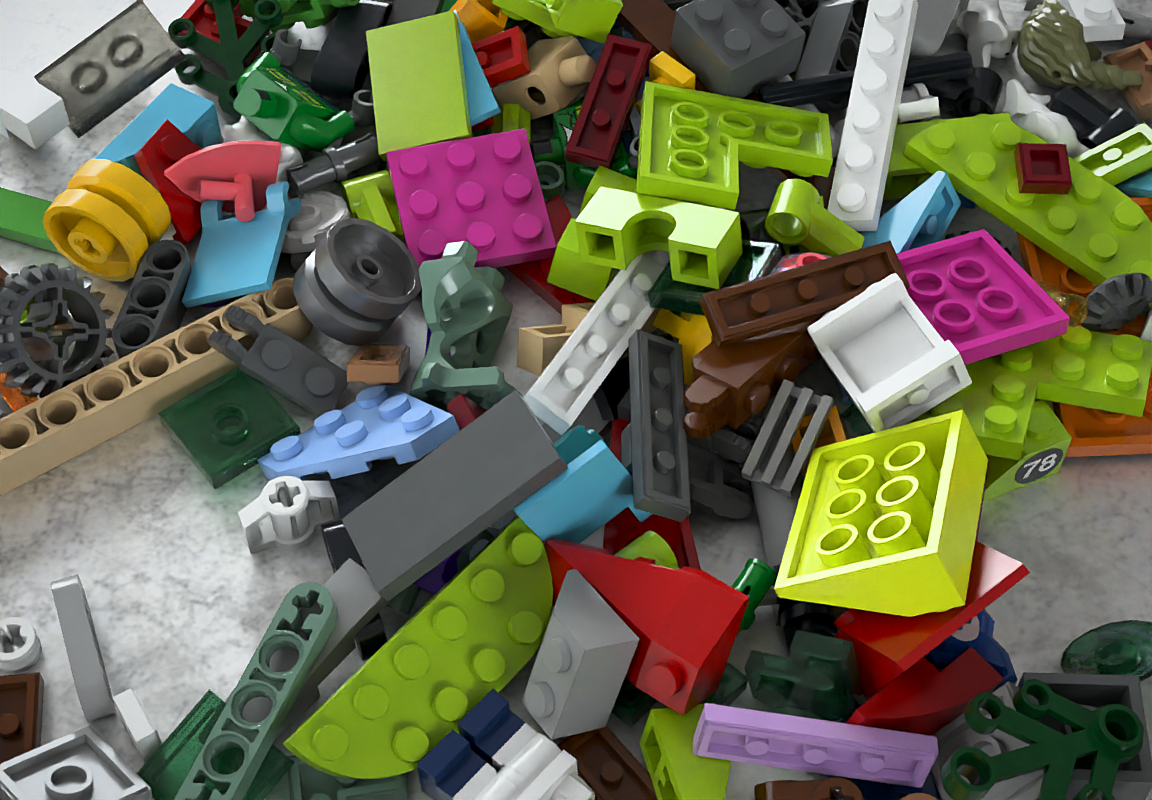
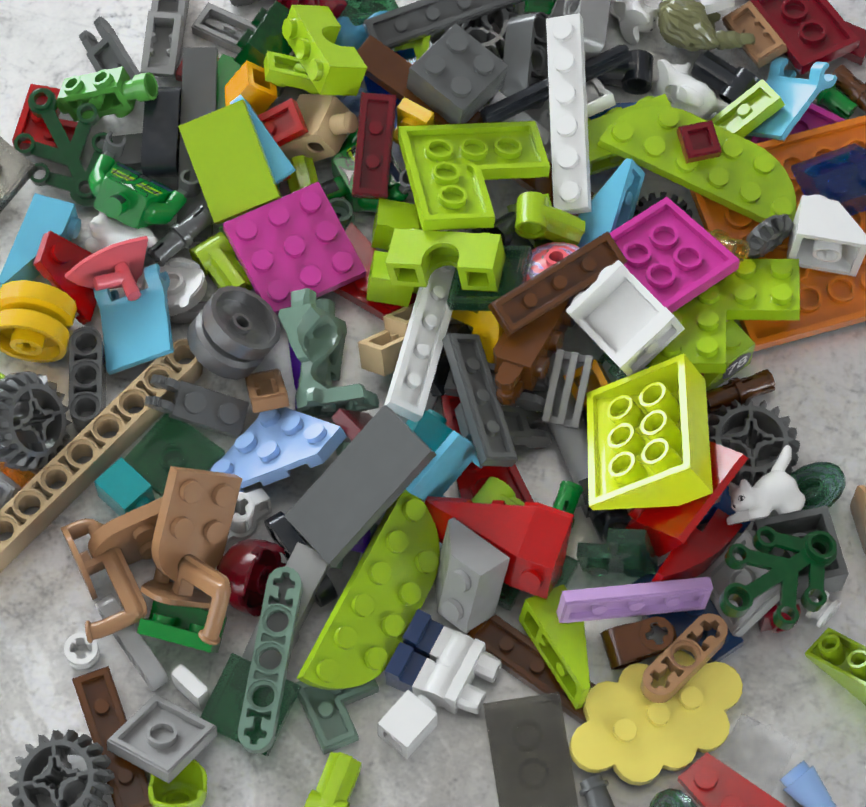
camera: 15 degrees left, 10 degrees up
(116, 510) = (113, 549): none -> medium nougat plate
(150, 449) = (123, 488): none -> teal brick
(160, 640) = (178, 625): none -> green bracket
(202, 522) = (191, 543): none -> medium nougat plate
(263, 579) = (248, 569): none -> dark red cylinder
(1035, 502) = (740, 389): none -> reddish brown pin
(1053, 644) = (770, 496): none -> white animal
(1067, 572) = (764, 444): none -> dark grey gear

